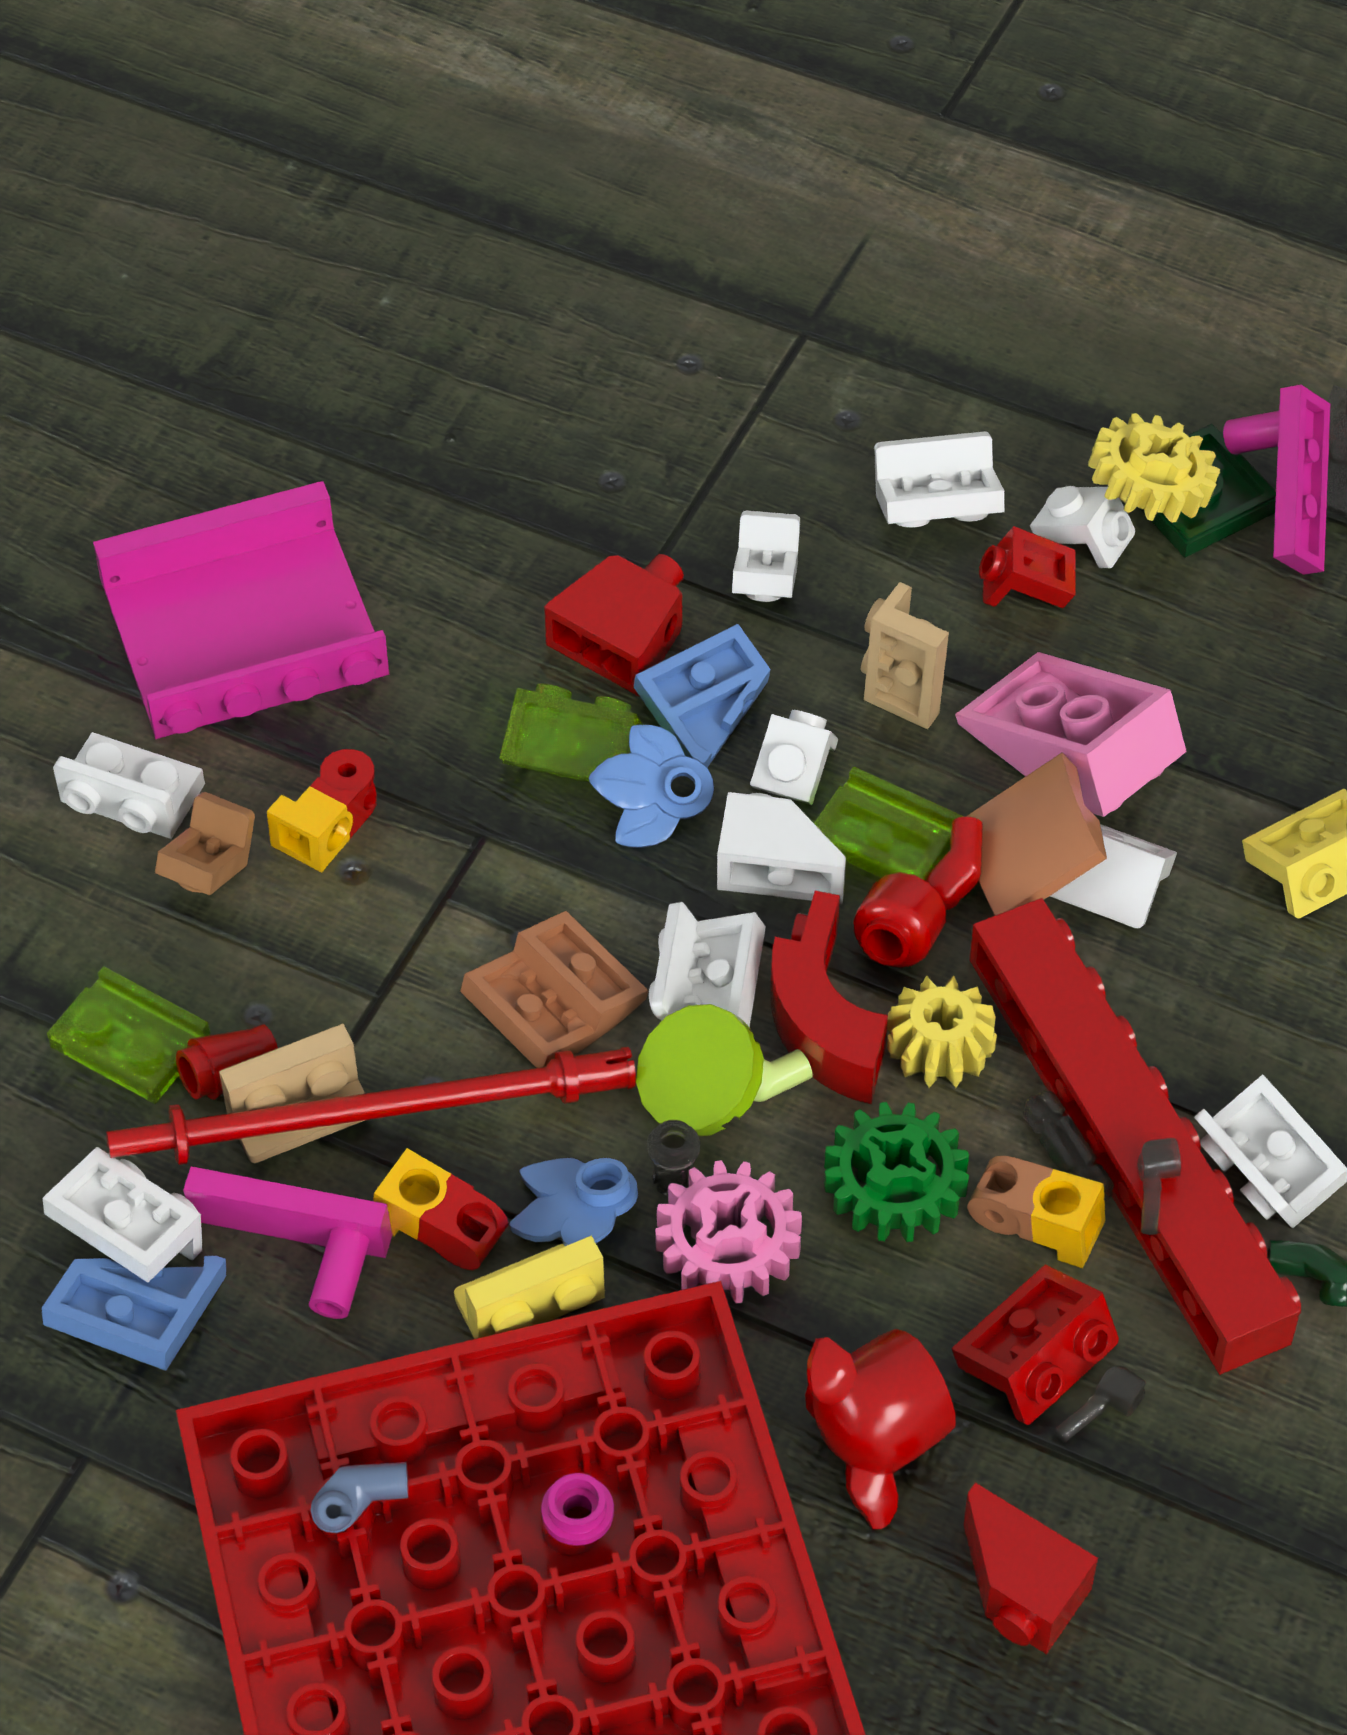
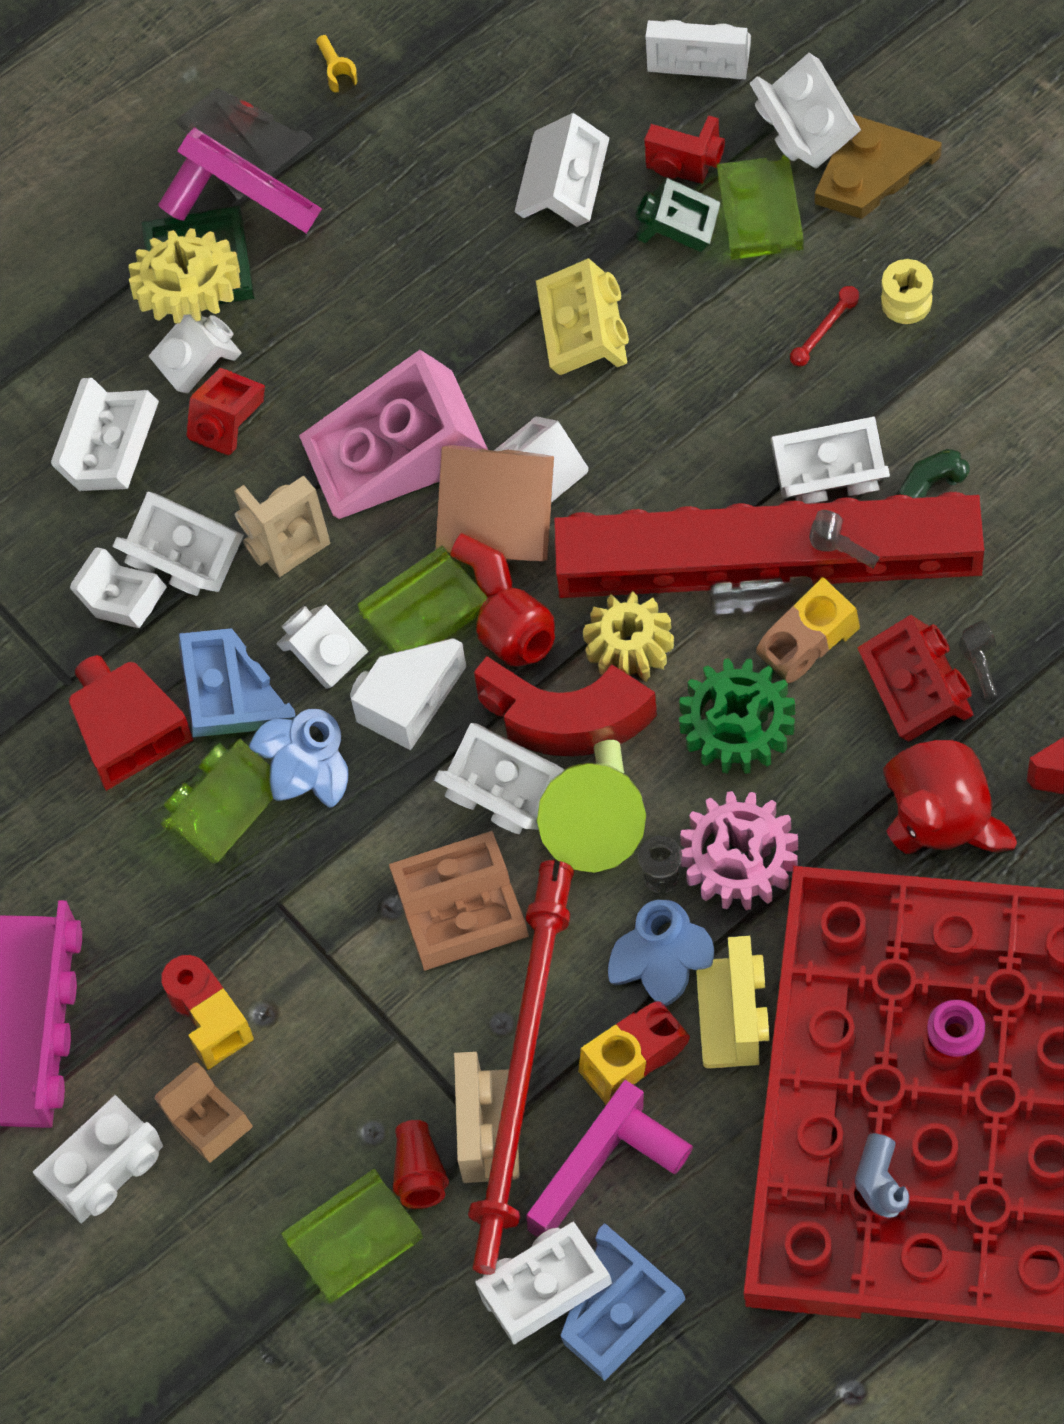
camera: 60 degrees left, 10 degrees up
(840, 588) = (180, 544): none -> white bracket

